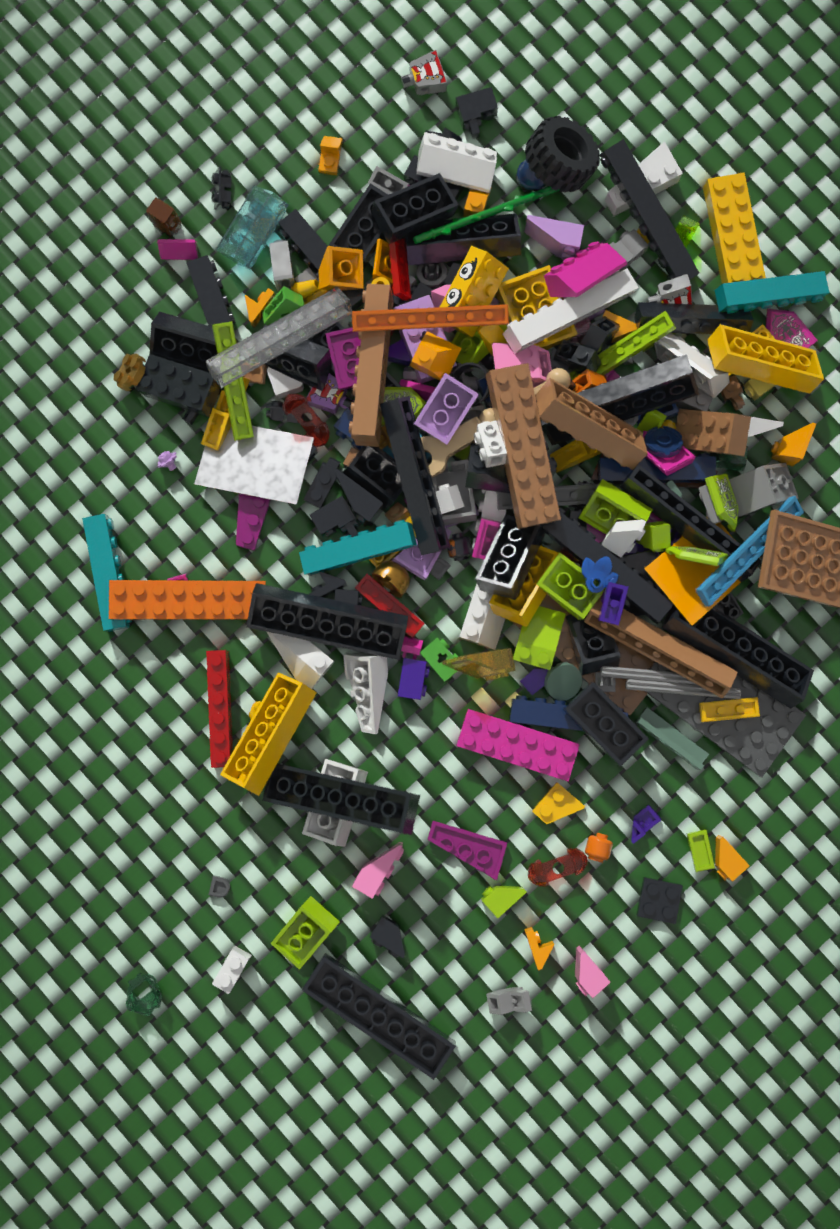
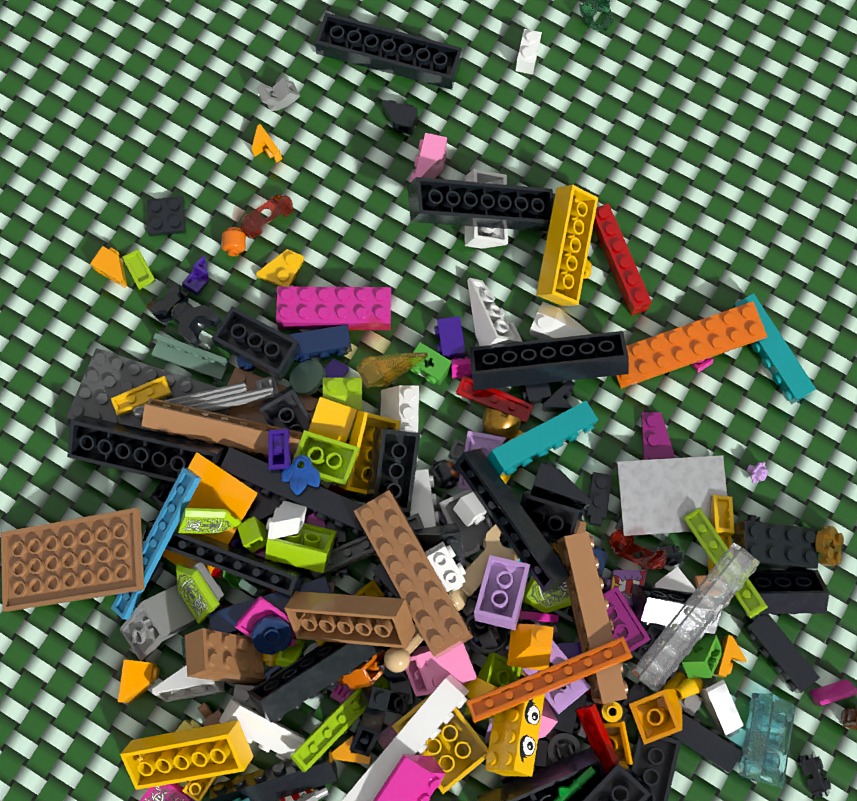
camera: 165 degrees right, 10 degrees down
(219, 886) = (563, 115): dark grey tile -> none
(305, 932) = (474, 99): lime slope -> none
(333, 516) = (578, 465): black hinge -> none
(397, 513) = (517, 486): medium nougat plate -> none
(473, 848) = (344, 209): magenta wing -> none
(485, 537) = (422, 484): dark pink hinge -> none
(501, 898) = (309, 175): lime slope -> none
(553, 624) = (332, 419): none -> yellow tile
(589, 976) = (212, 134): bright pink slope -> none
(664, 766) = (189, 318): none -> black piece

